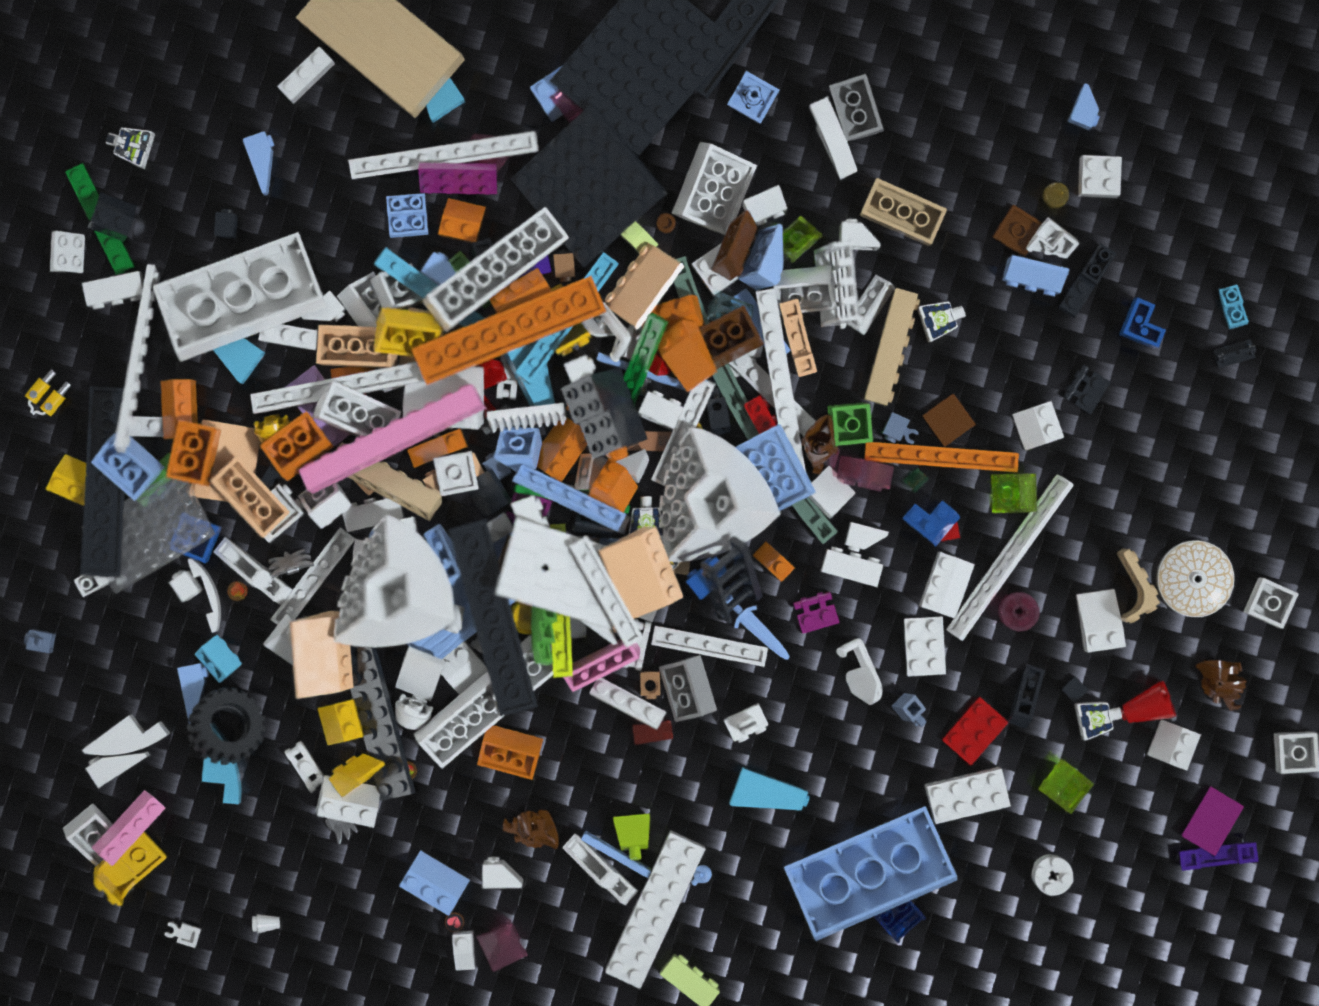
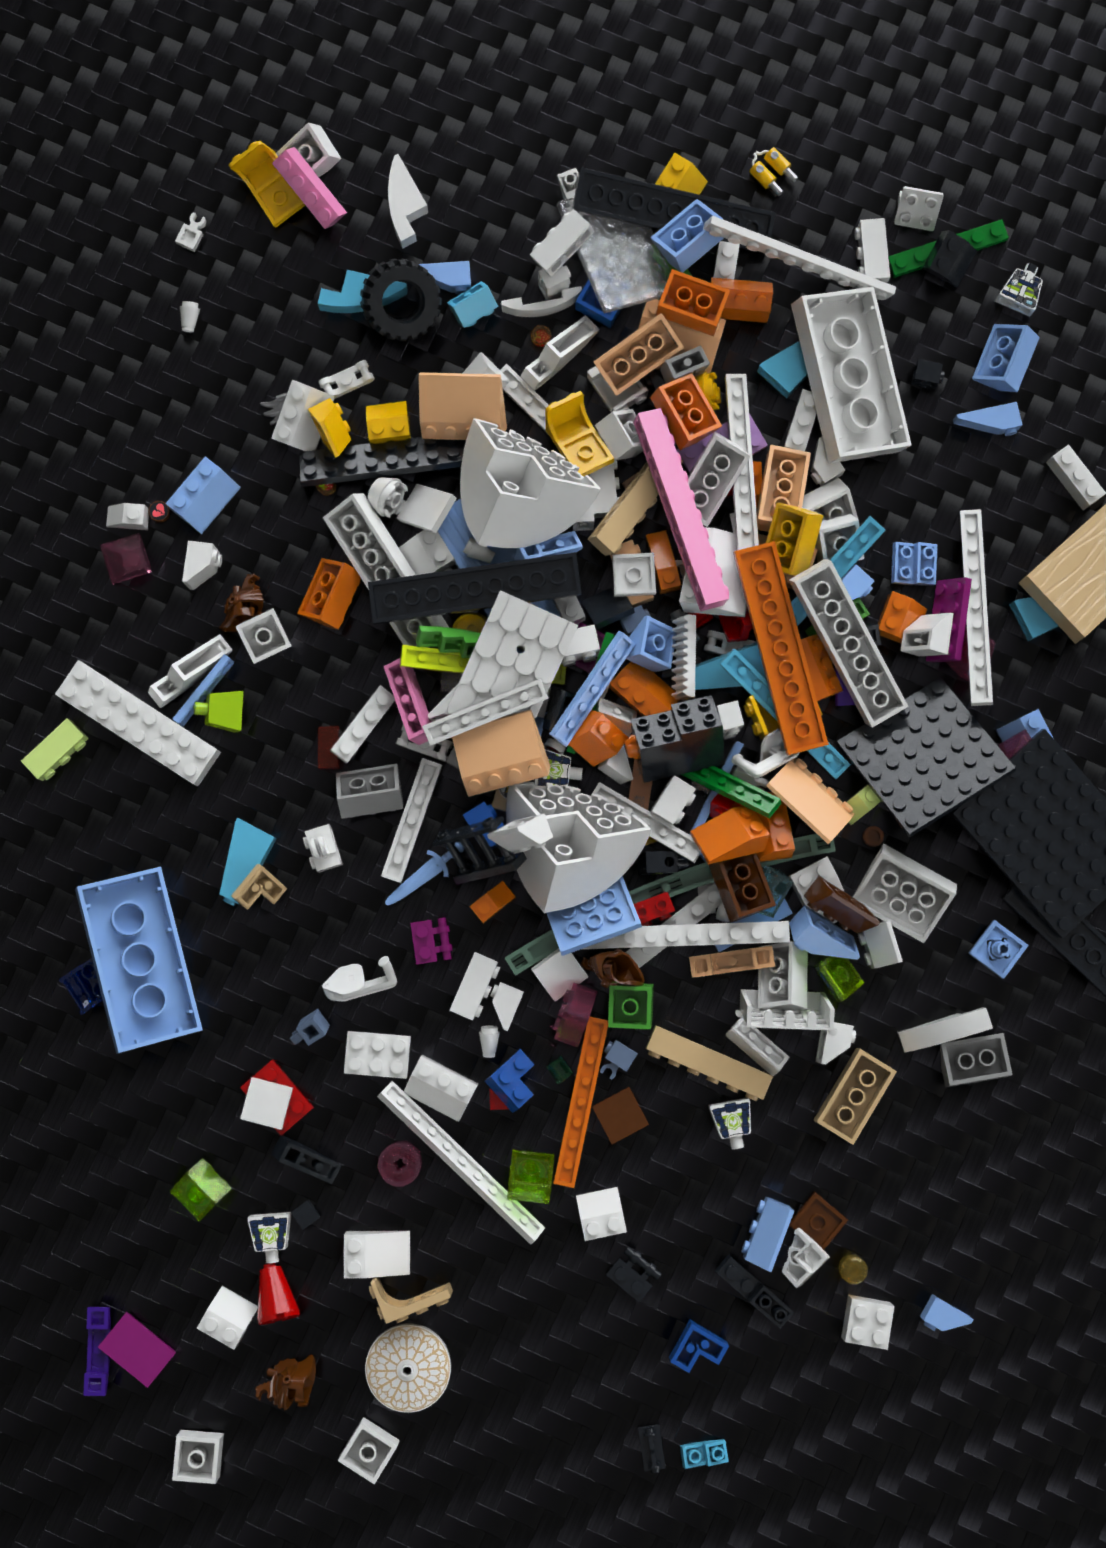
camera: 95 degrees right, 5 degrees down
(40, 641) = (517, 129): sand blue brick -> none
(109, 767) = (375, 179): white slope -> none
(155, 583) = (561, 242): none -> white brick
(199, 152) = (1006, 357): none -> light blue slope
(253, 453) = (689, 362): none -> light grey brick
(290, 563) = (561, 384): flat silver piece -> none
(334, 543) = (575, 435): none -> yellow bracket
(475, 196) = (928, 635): none -> white slope
(560, 805) = (263, 636): none -> white slope
(564, 267) = (839, 720): medium nougat brick -> none
(650, 675) = (387, 757): medium nougat brick -> none
(702, 875) = (167, 778): light blue piece -> none
(713, 542) = (523, 834): none -> white slope
(787, 776) = (258, 882): none -> tan brick
(898, 547) = (489, 1039): none -> white cone
(967, 795) = (207, 1079): white brick -> none
(982, 738) = (266, 1103): none -> white tile
(1062, 870) = (111, 1171): white brick -> none

